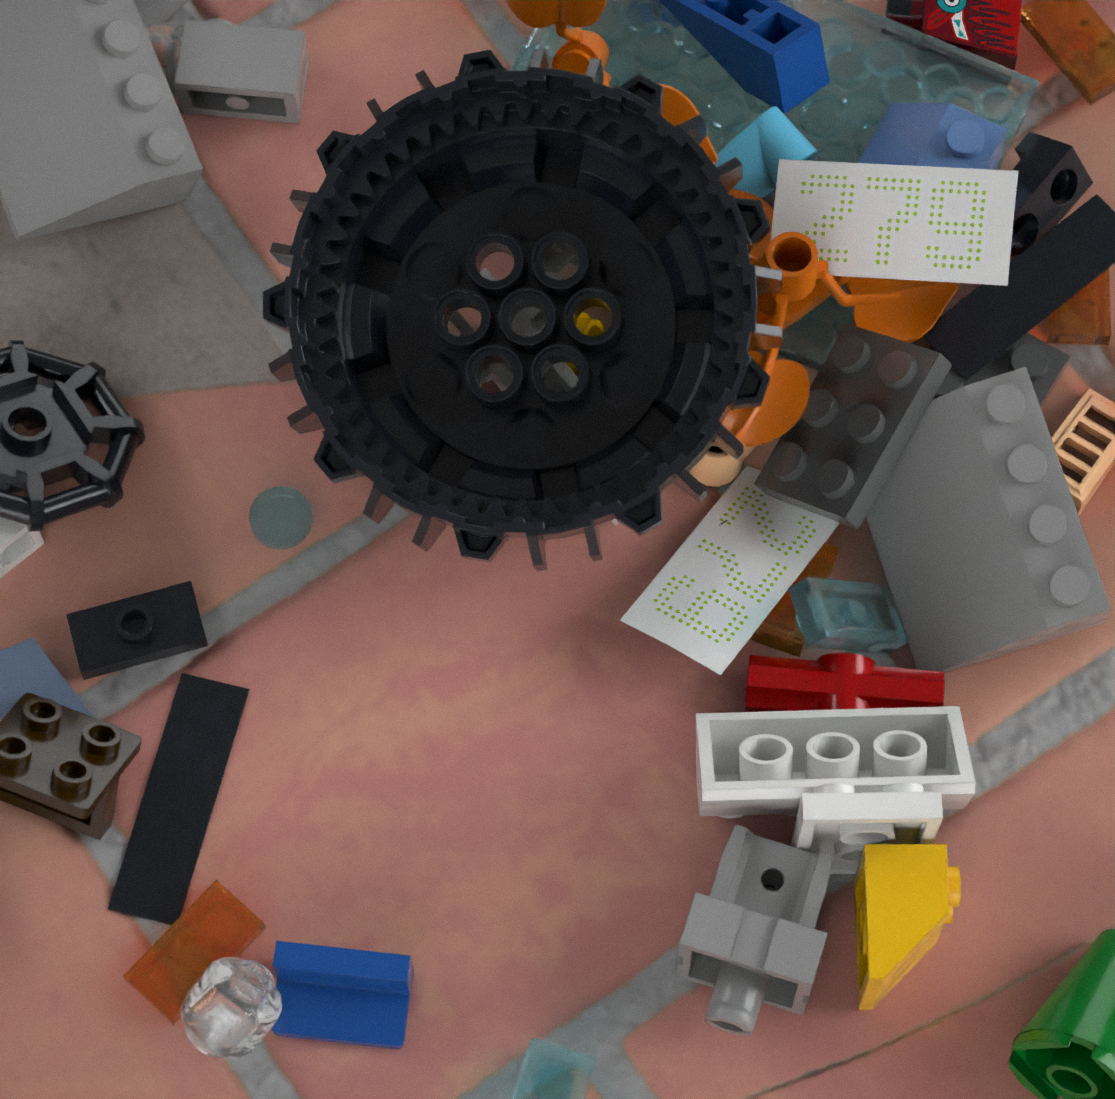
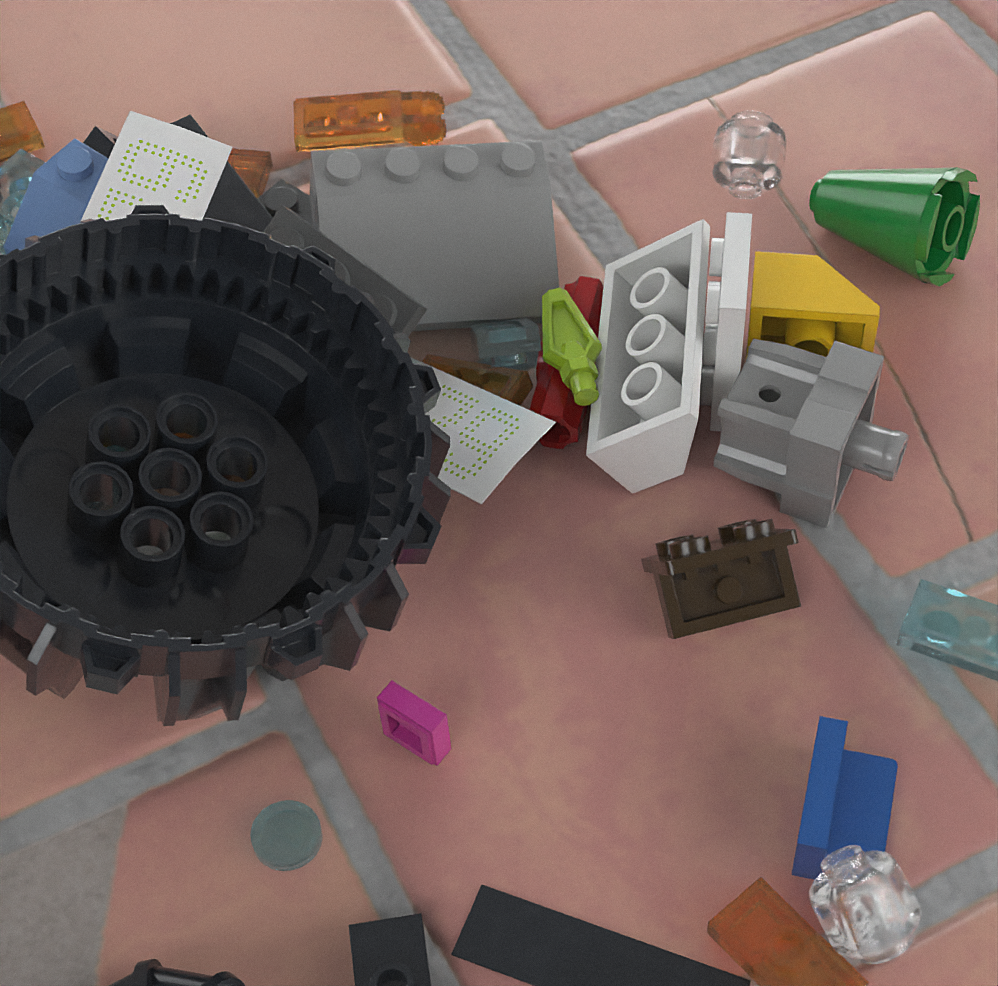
camera: 80 degrees left, 15 degrees down
(387, 601) = (414, 723): none -> dark pink tile
(584, 862) = (724, 579): none -> dark brown bracket
(834, 679) = (570, 345): none -> lime piece

